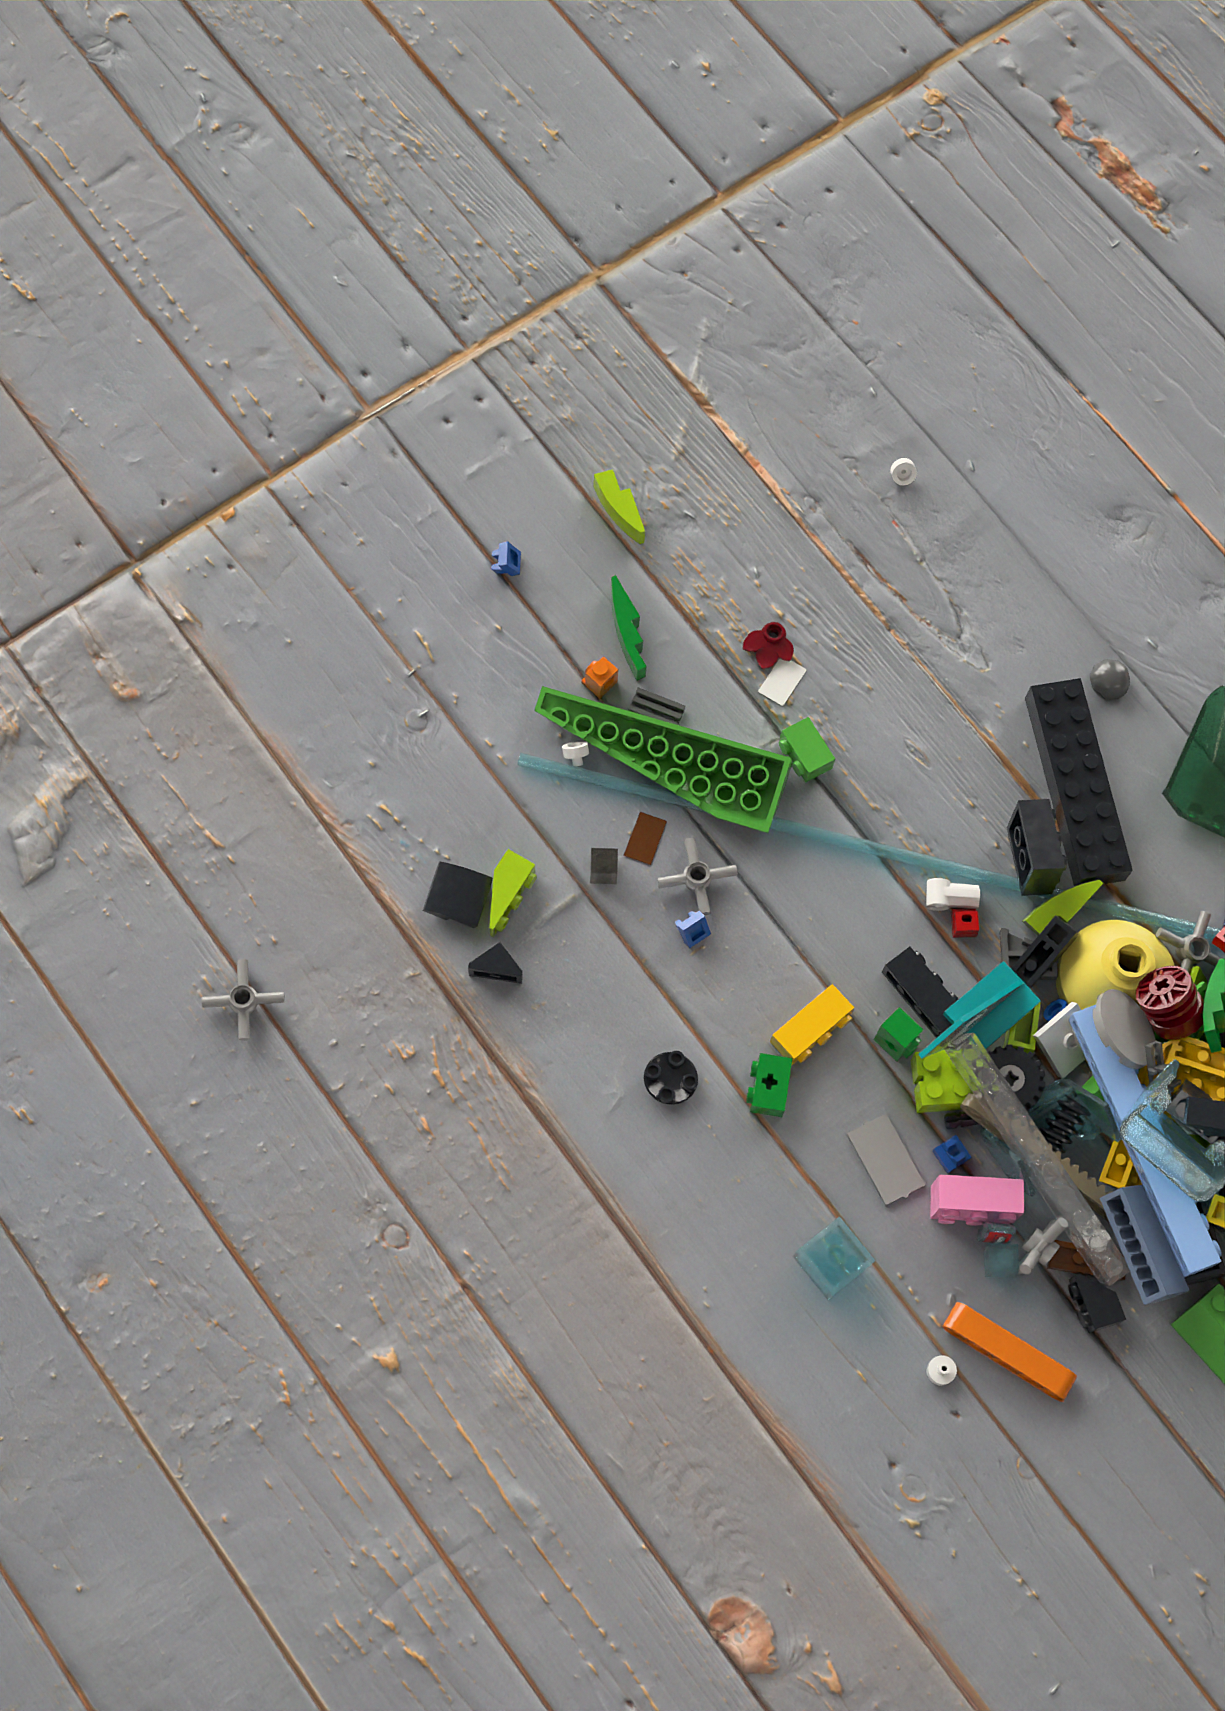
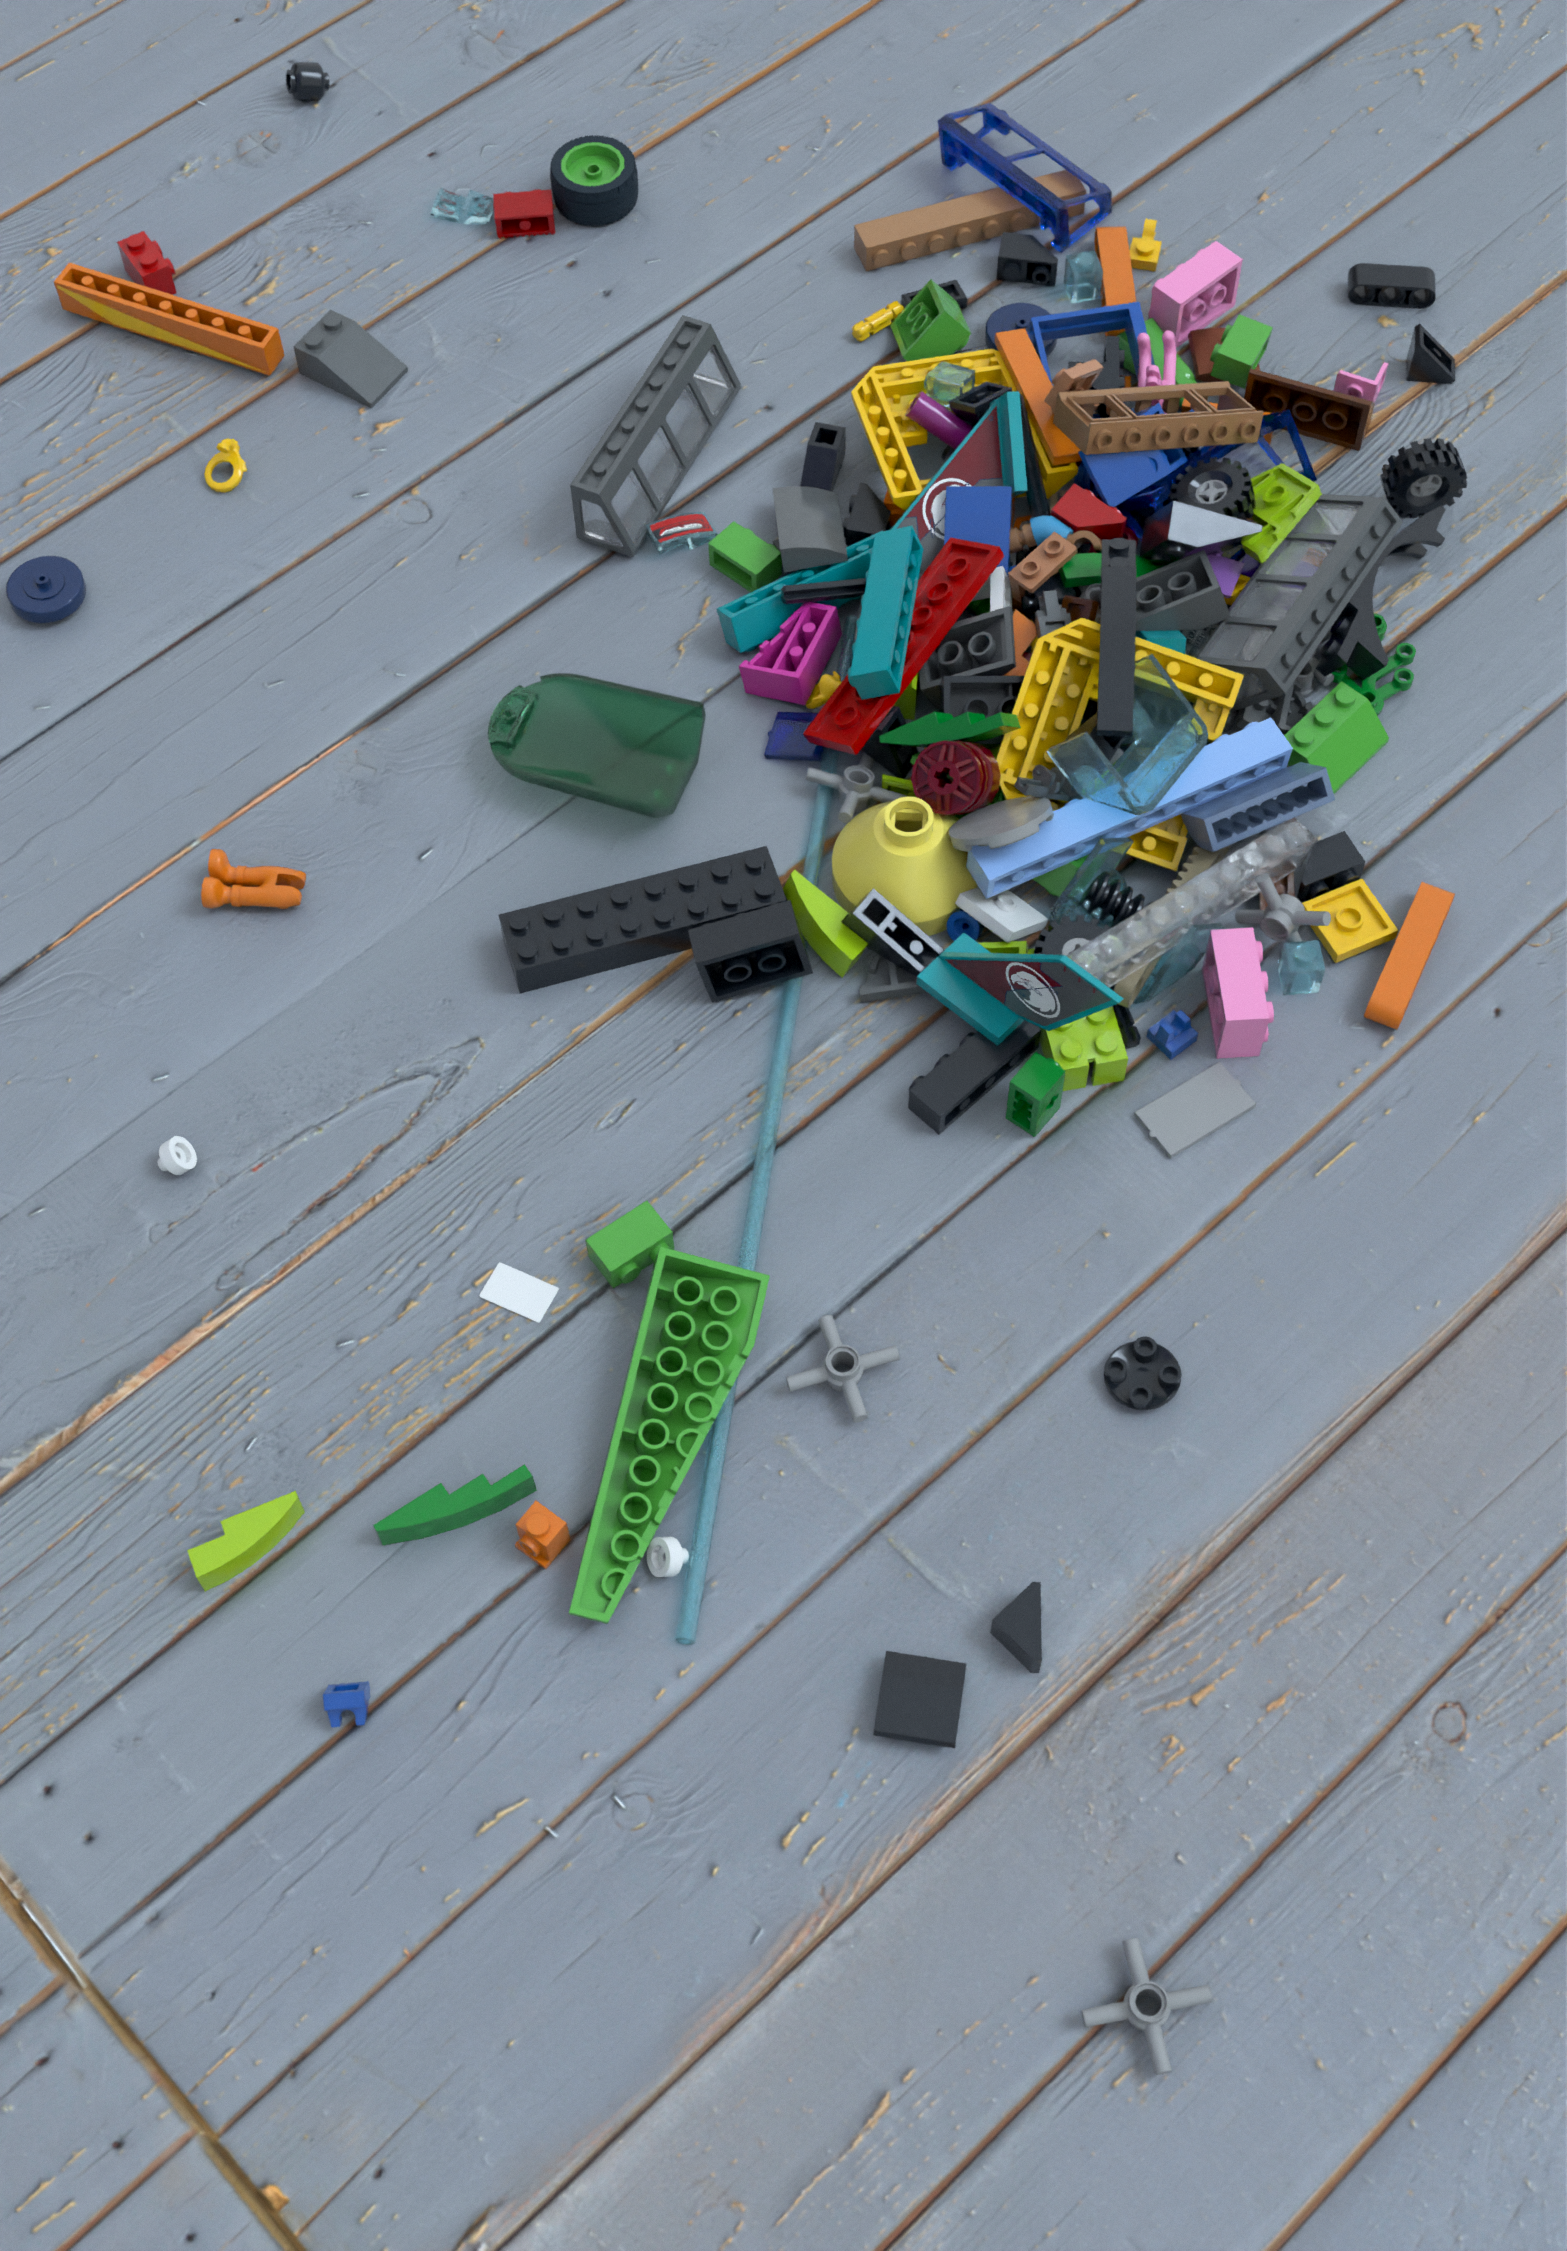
camera: 90 degrees left, 10 degrees down
(509, 882) = (888, 1624): lime slope -> none
(603, 866) = (846, 1494): clear smoke brick -> none
(641, 693) = (591, 1426): dark grey tile -> none
(645, 838) = (787, 1450): reddish brown sticker -> none
(693, 928) = (922, 1364): blue tile -> none
(768, 648) = (472, 1311): dark red plate -> none
(777, 1070) = (1144, 1237): green brick -> none
(813, 1025) = (1035, 1204): yellow brick -> none
(834, 1258) = (1349, 1148): clear light blue brick -> none
(935, 1371) = (1449, 1028): white tile -> none
(945, 895) = (822, 1060): white piece -> none
(964, 929) = (856, 1046): red piece -> none
(996, 1233) = (1275, 965): clear light blue slope -> none
(1046, 1311) = (1355, 923): none -> yellow plate
(1110, 679) = (485, 893): dark grey hair -> none
(1139, 501) = (250, 885): none -> orange piece

